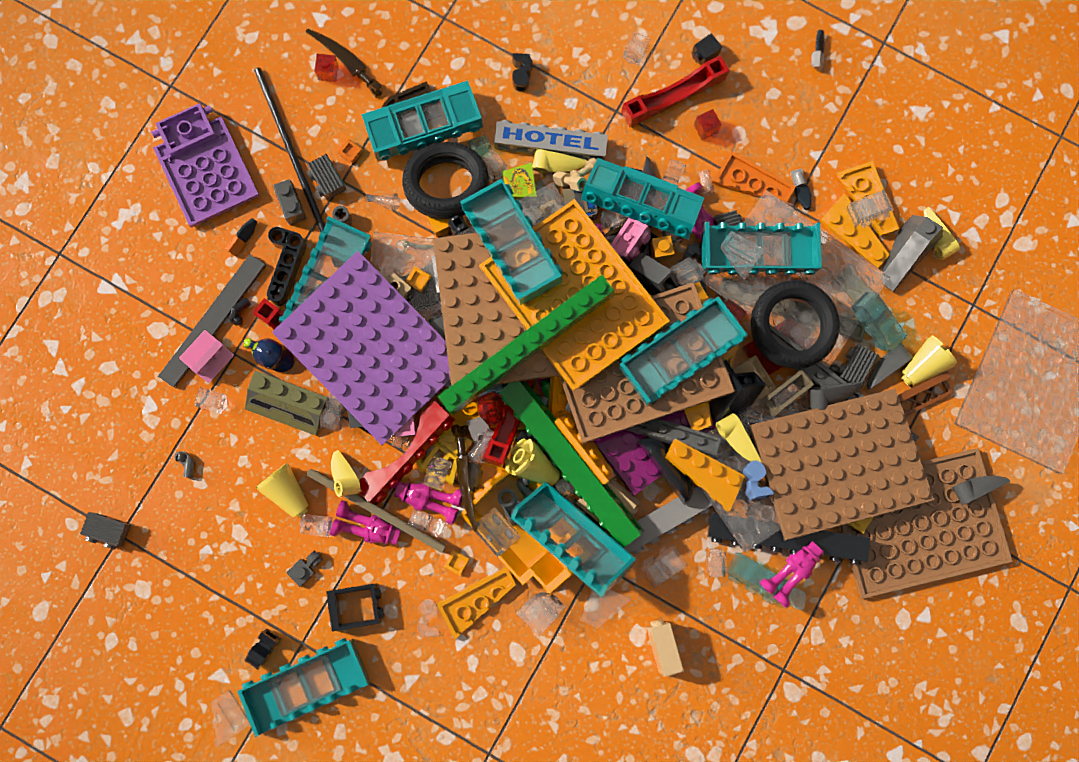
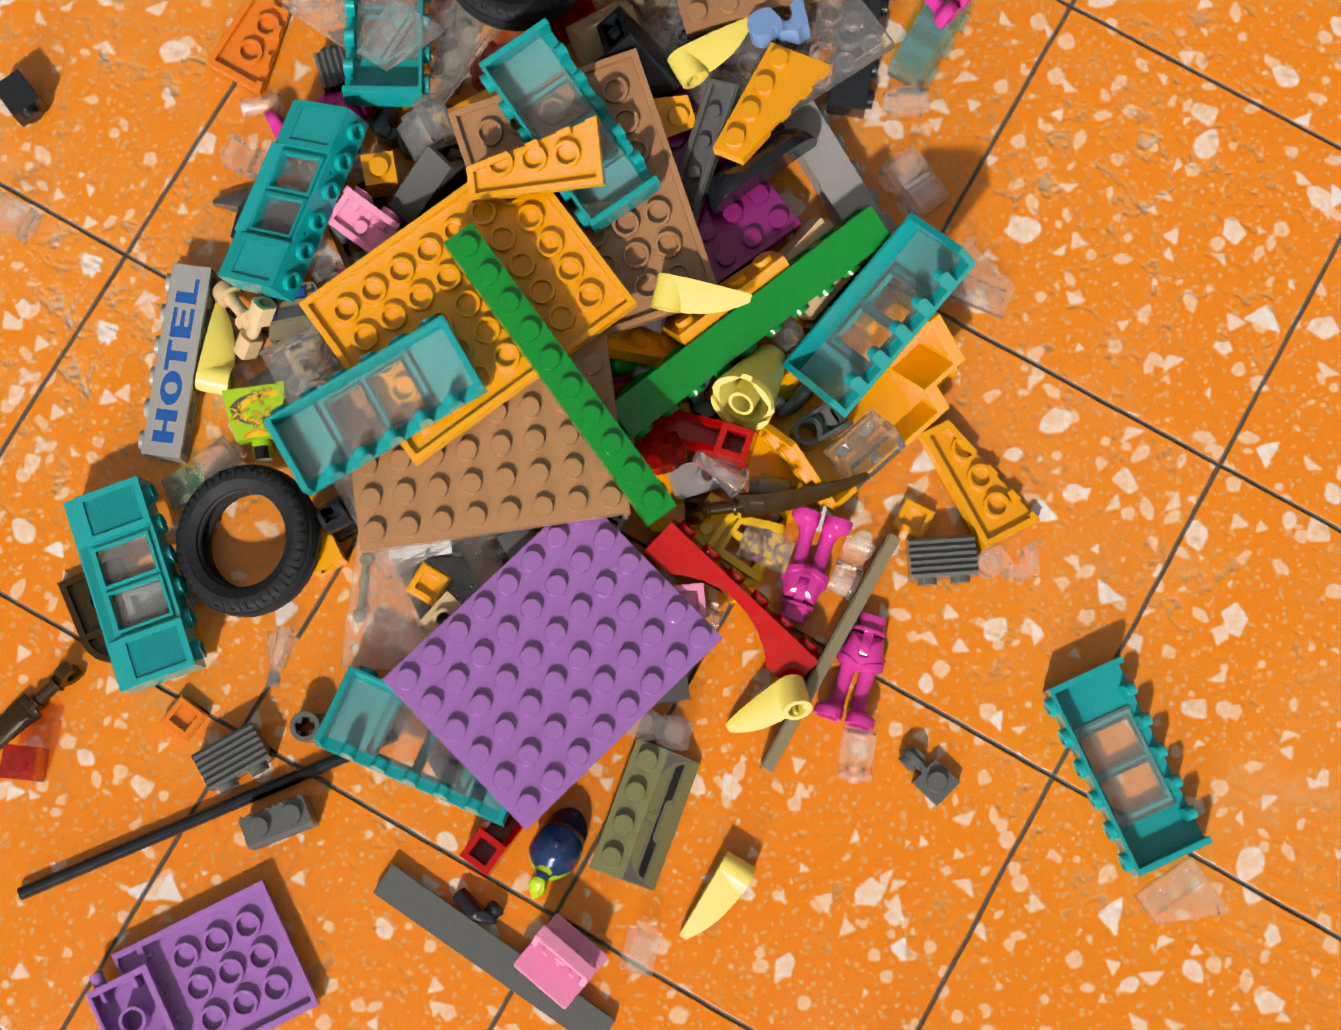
camera: 85 degrees left, 0 degrees up
(187, 461) = (748, 988): dark grey arm -> none
(240, 446) = (720, 894): none -> light yellow piece
(241, 237) = (349, 914): piece -> none
(261, 650) = (1066, 840): black leg -> none
(282, 268) = (400, 829): black beam -> none
(284, 491) = (798, 811): light yellow cone -> none
(334, 608) = (998, 646): black window -> none
(430, 578) = (941, 559): none -> dark grey brick
(521, 76) = (58, 415): black leg -> none
(541, 611) = (993, 374): clear brick -> none
(580, 424) = (693, 296): none -> light yellow piece
(650, 104) = (97, 150): red arch -> none
(655, 338) = (553, 164): none -> light orange wing
(664, 647) = (1045, 180): tan brick -> none
(707, 124) = (158, 99): clear red brick -> none

